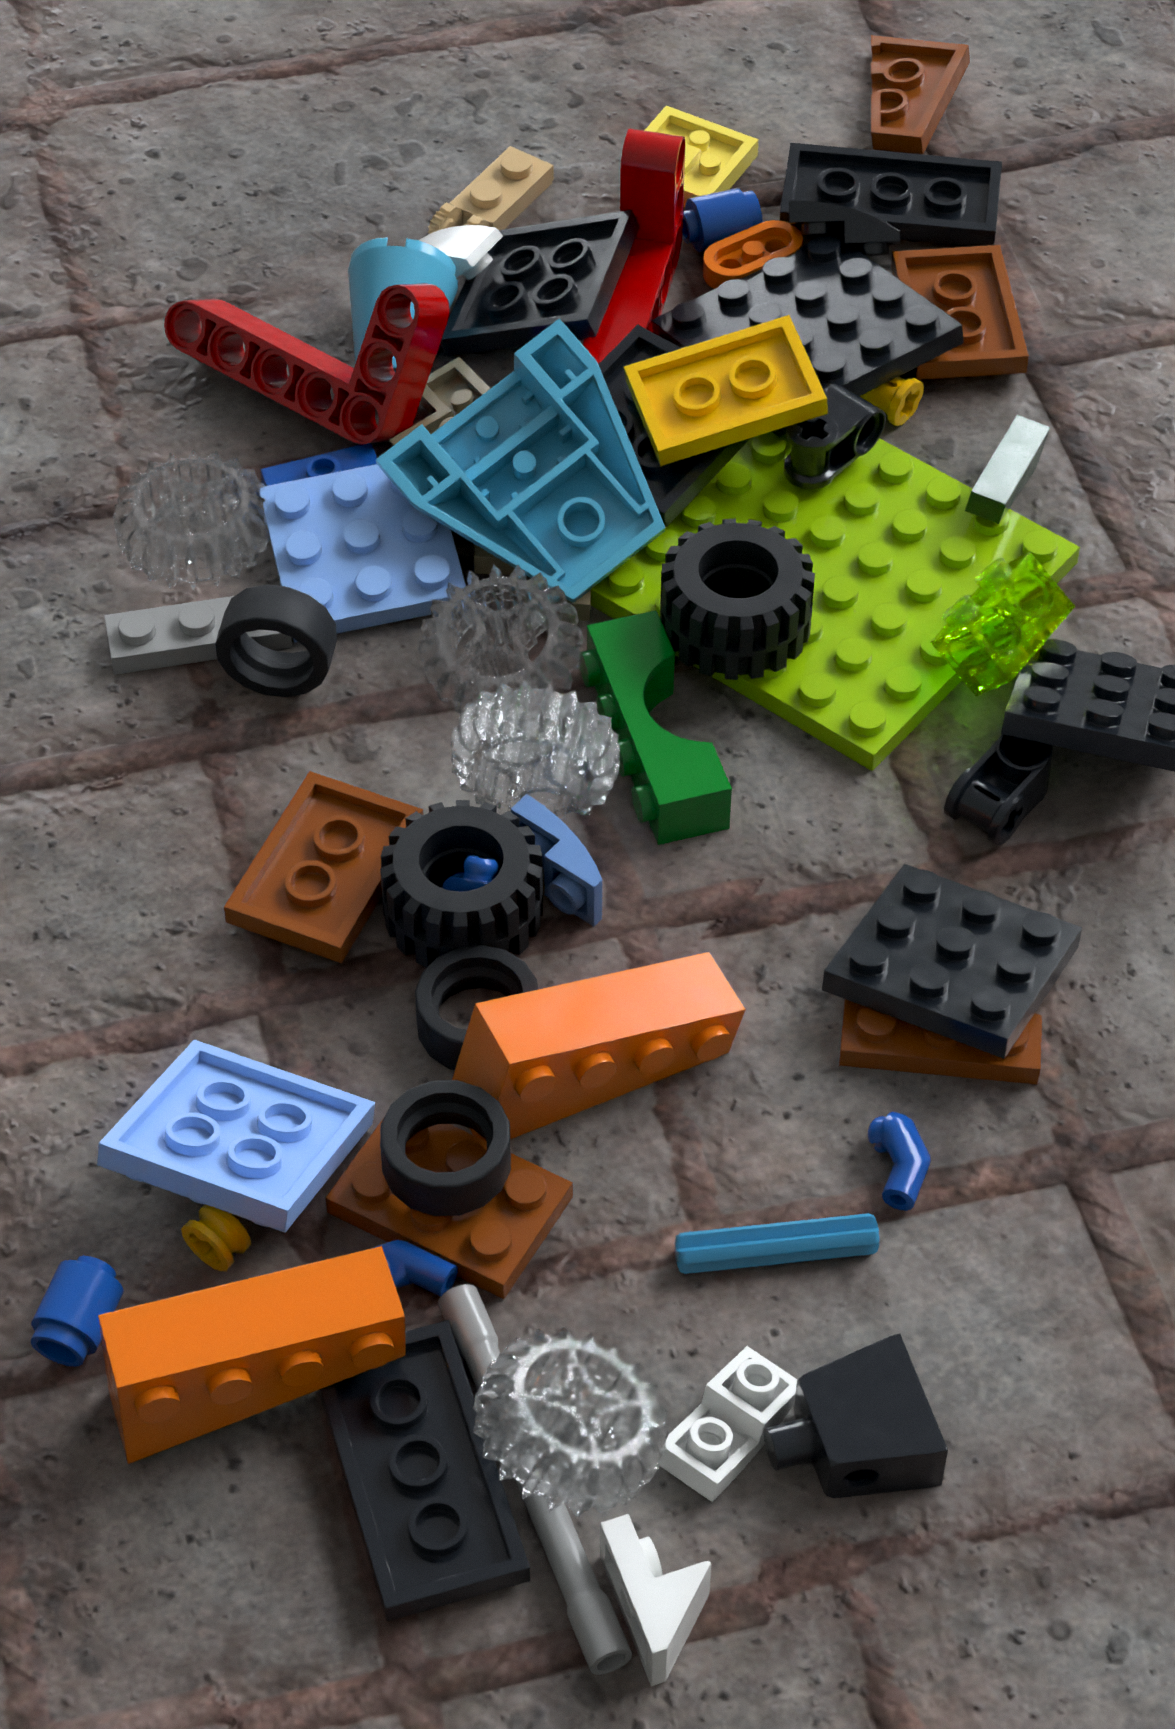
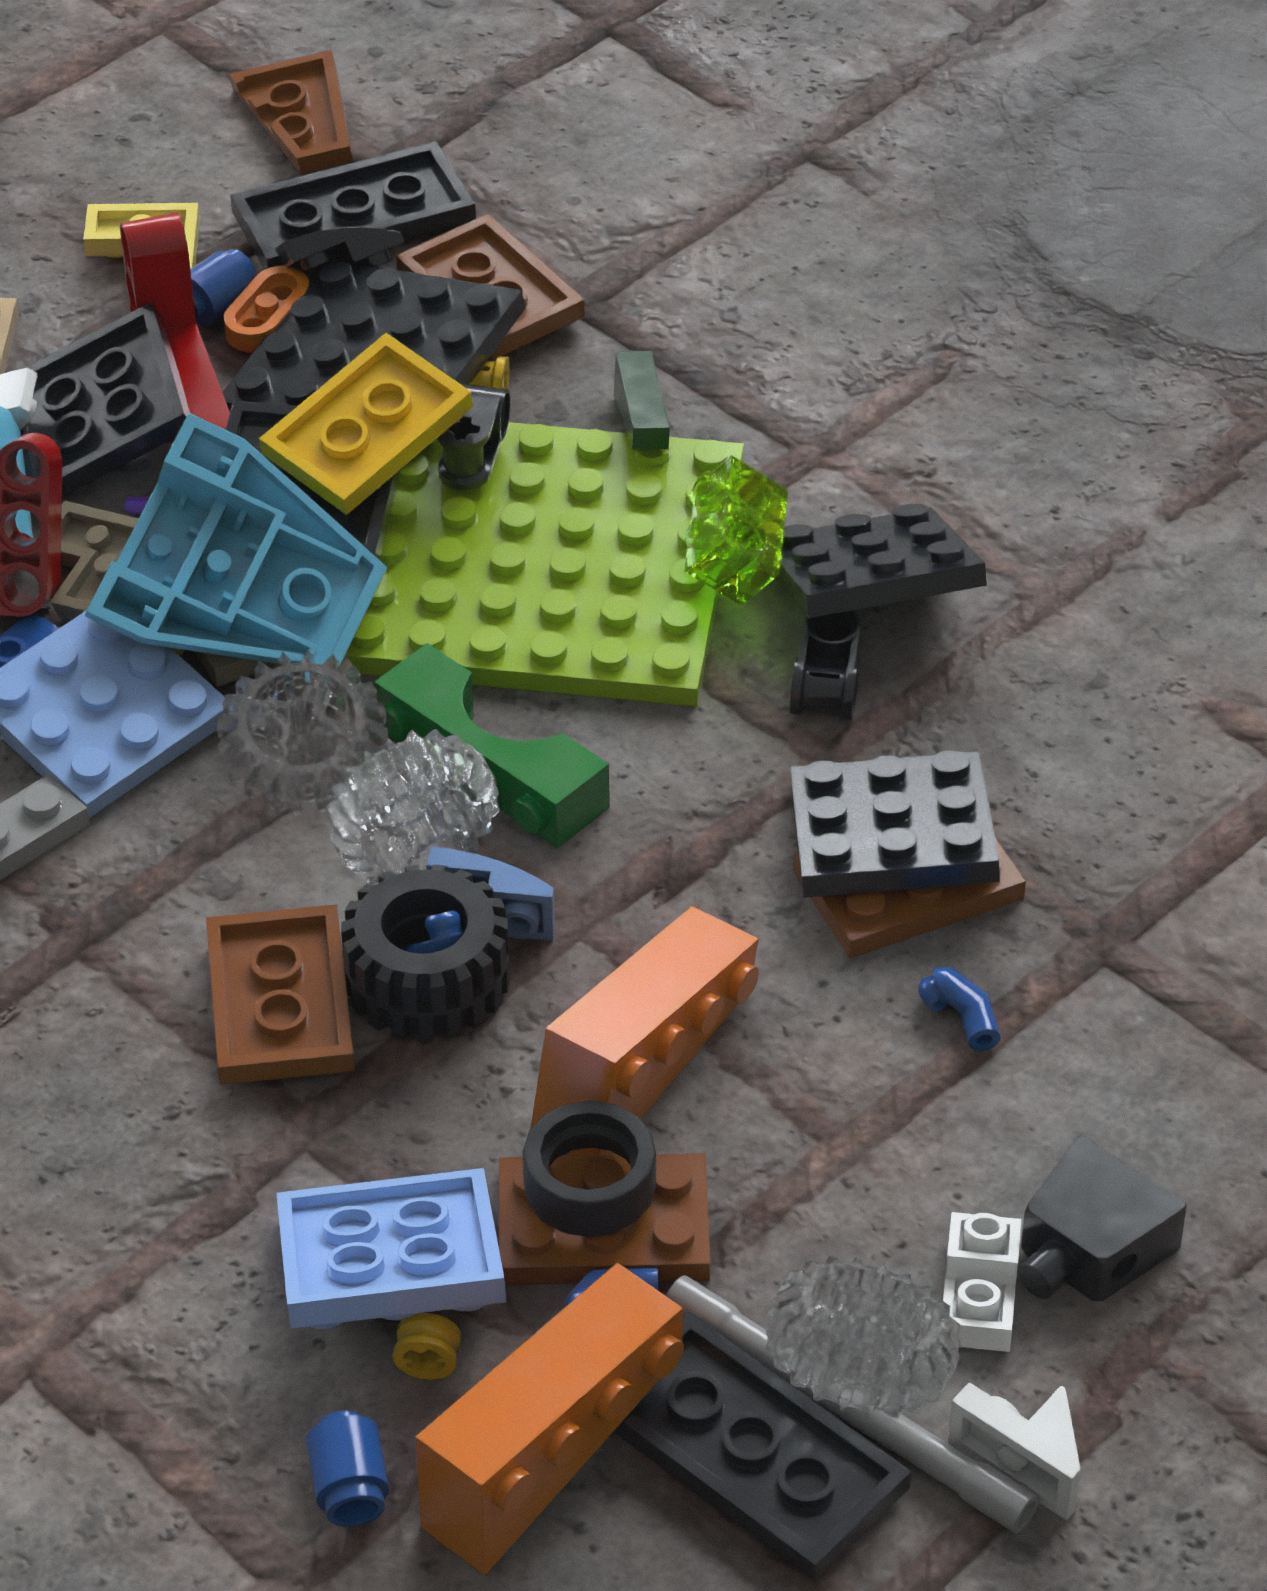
camera: 30 degrees left, 5 degrees down
(281, 611) = (87, 783): black tyre -> none
(458, 971) = (491, 1015): black tyre -> none
(737, 598) = (499, 600): black tyre -> none
(776, 1243) = (911, 1122): dark azure axle -> none

